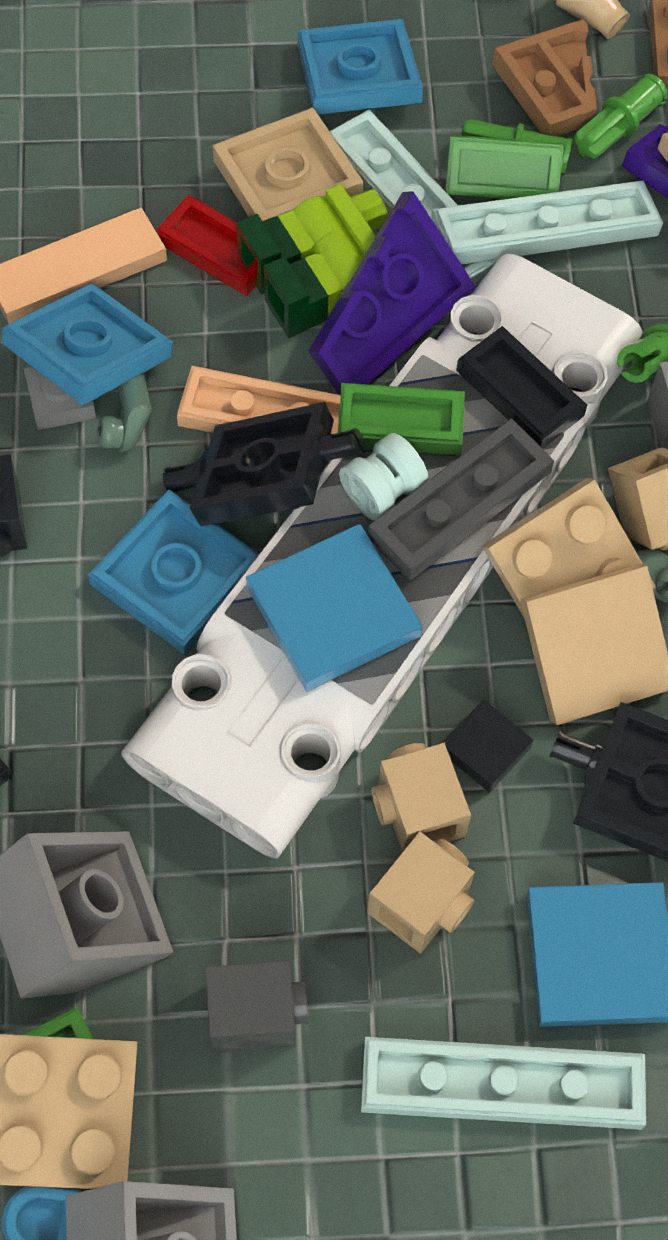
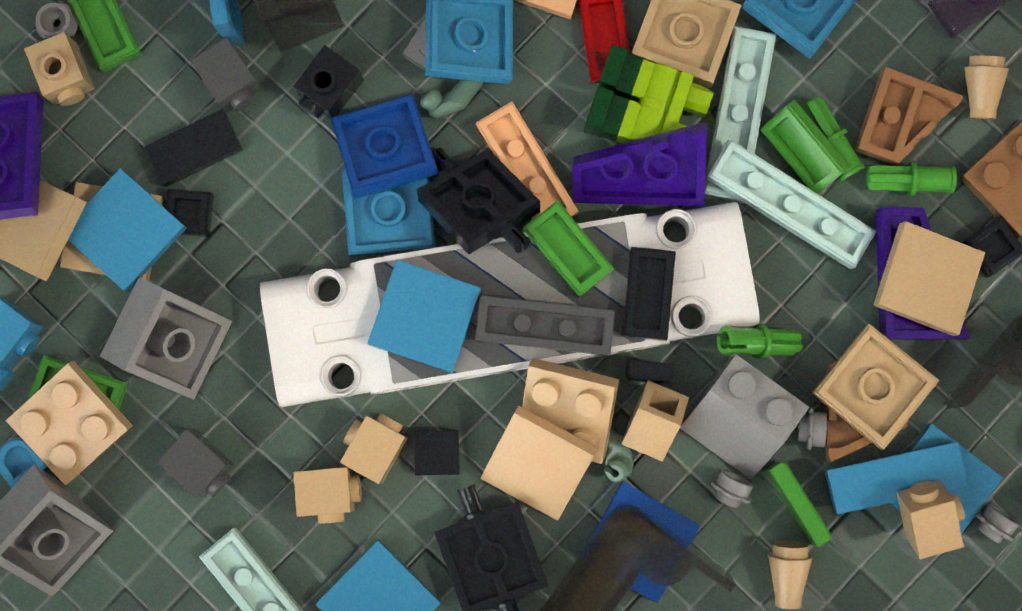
camera: 55 degrees right, 20 degrees up
(108, 512) = (384, 146): none -> blue tile
(383, 476) = (508, 274): light aqua wheel -> none
(596, 460) = (646, 370): none -> black tile

